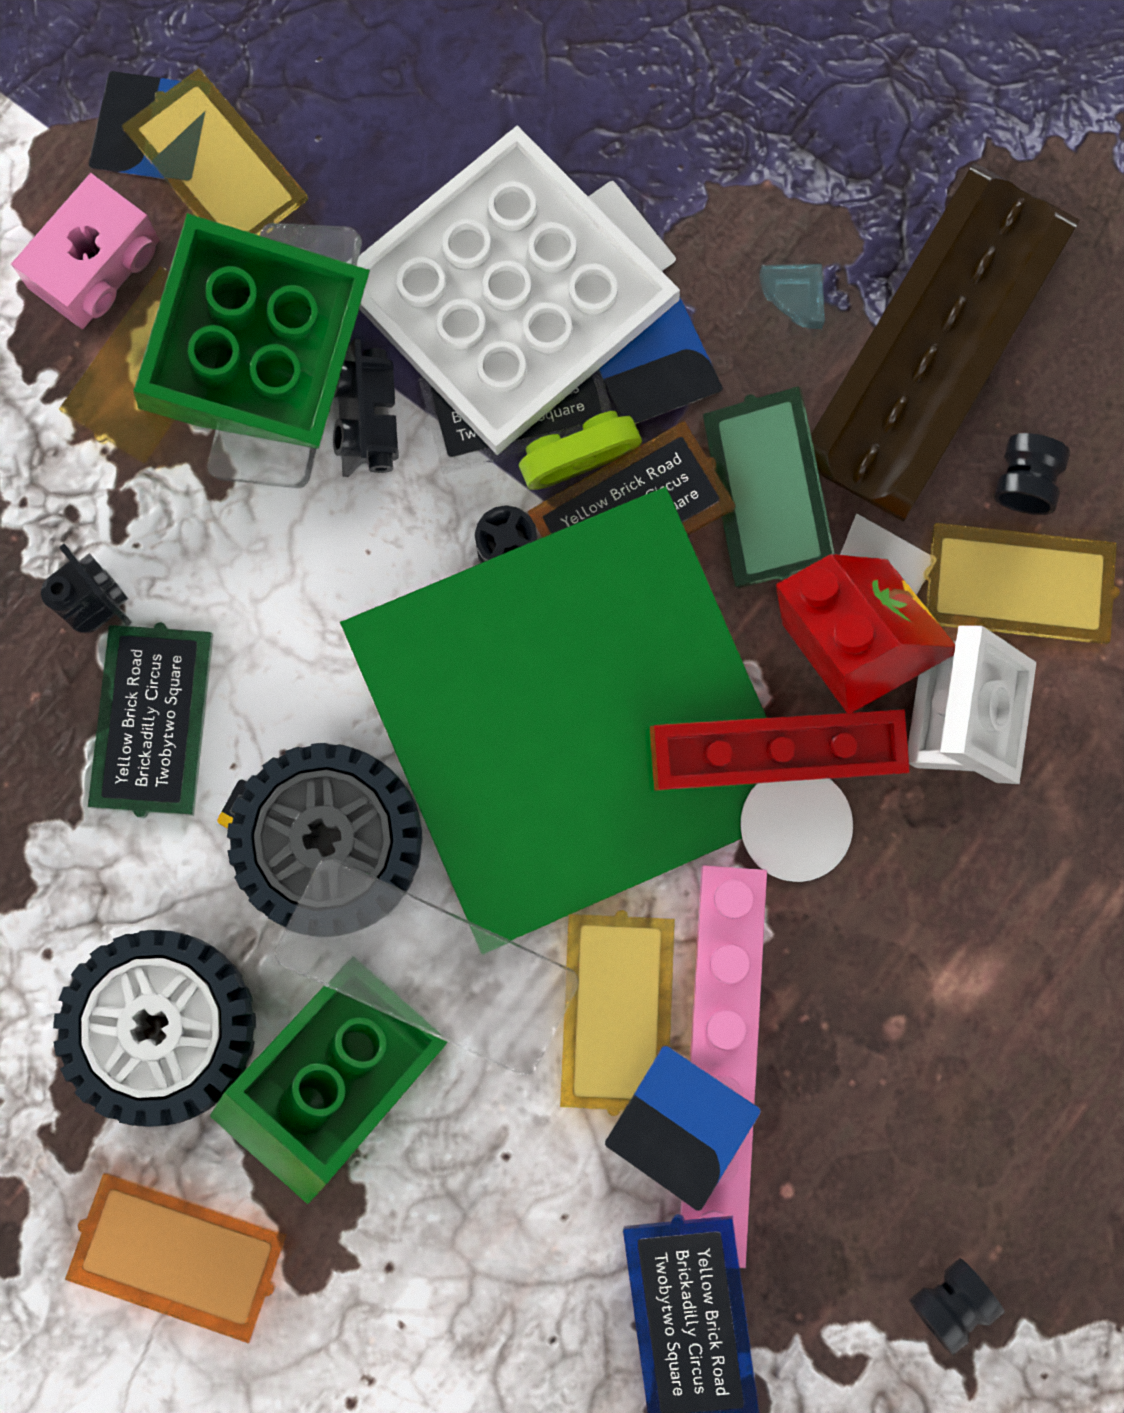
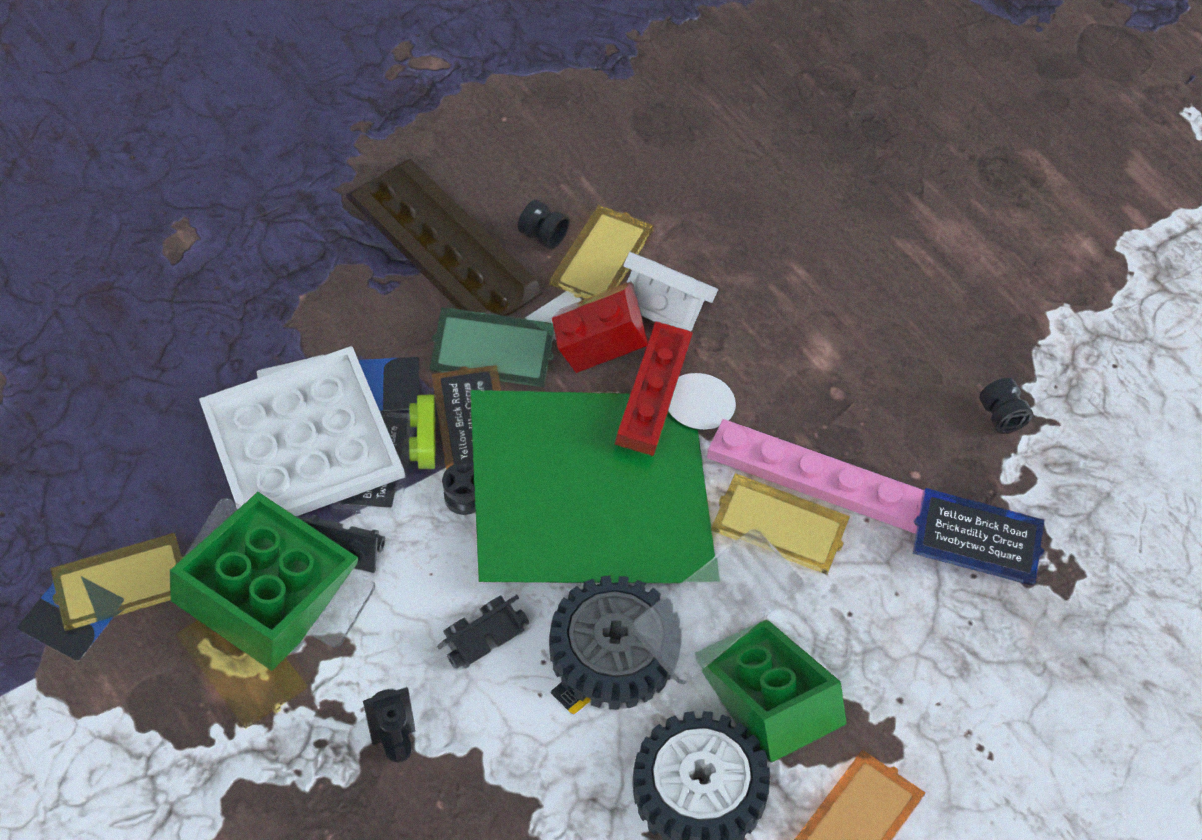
camera: 70 degrees left, 25 degrees down
(88, 222) = (146, 667): bright pink brick -> none
(151, 720) = (488, 733): piece -> none
(271, 639) = (467, 639): none -> black hinge
(682, 1127) = (862, 505): sticker -> none
(796, 292) = (378, 299): clear light blue tile -> none

